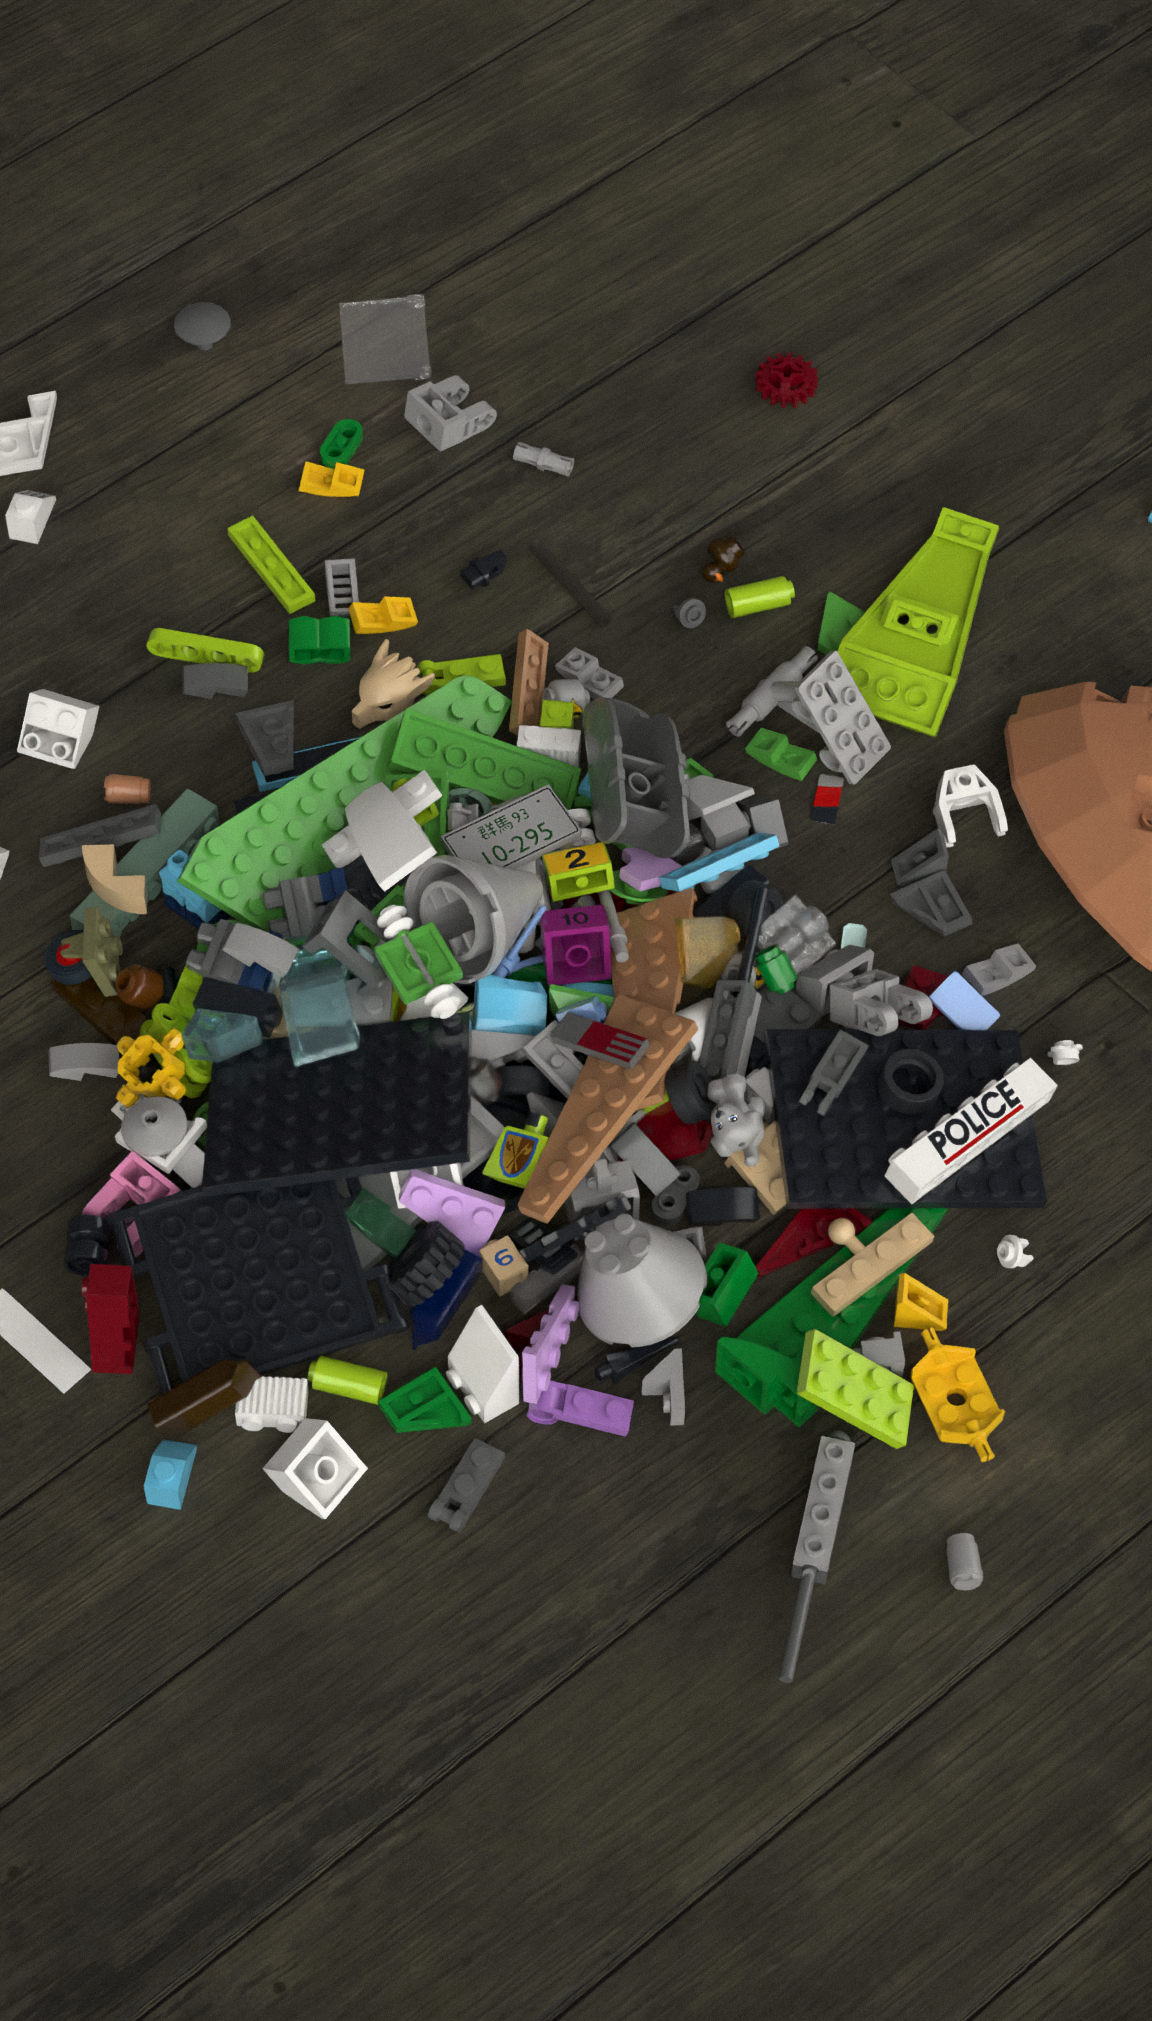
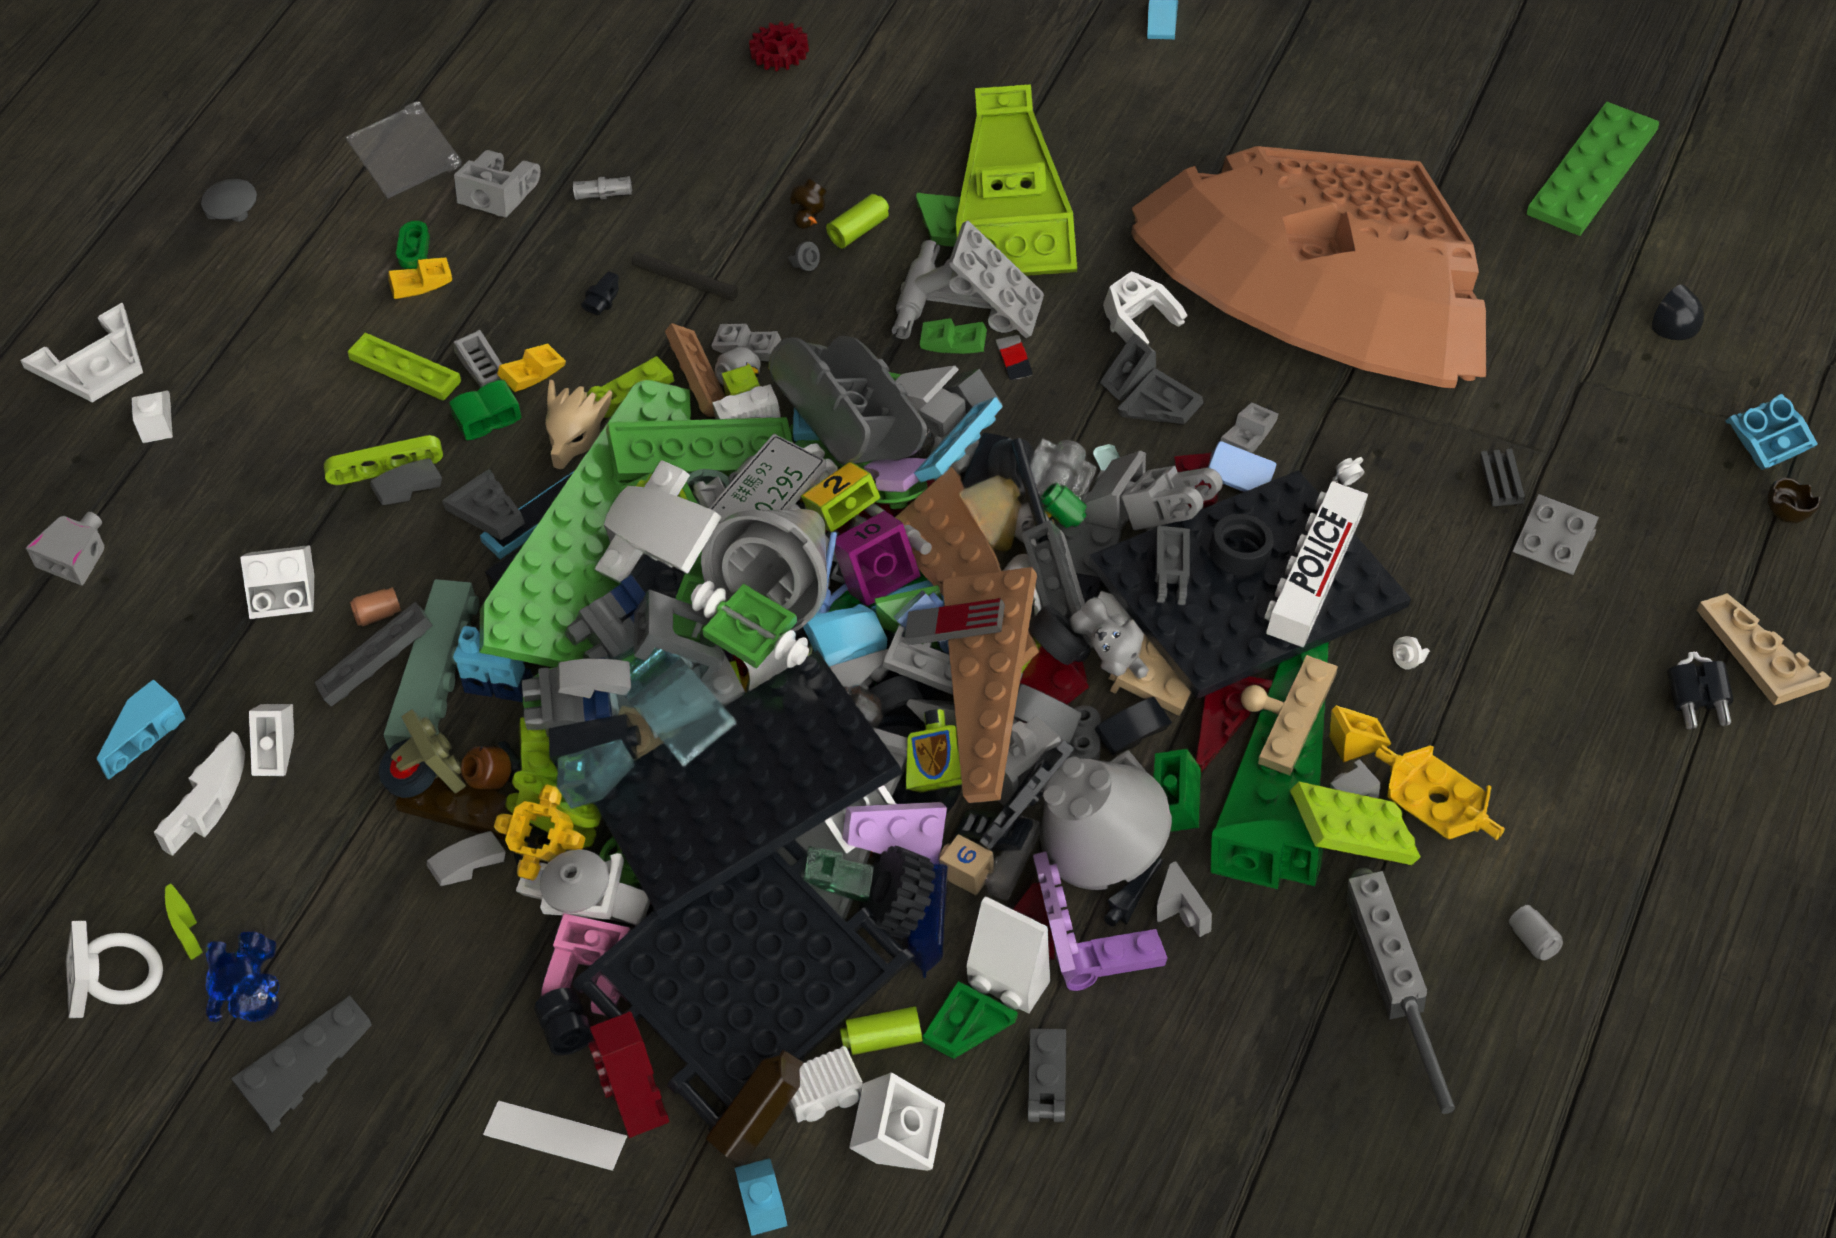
camera: 20 degrees left, 5 degrees down
(121, 892) = (420, 692): tan brick -> none

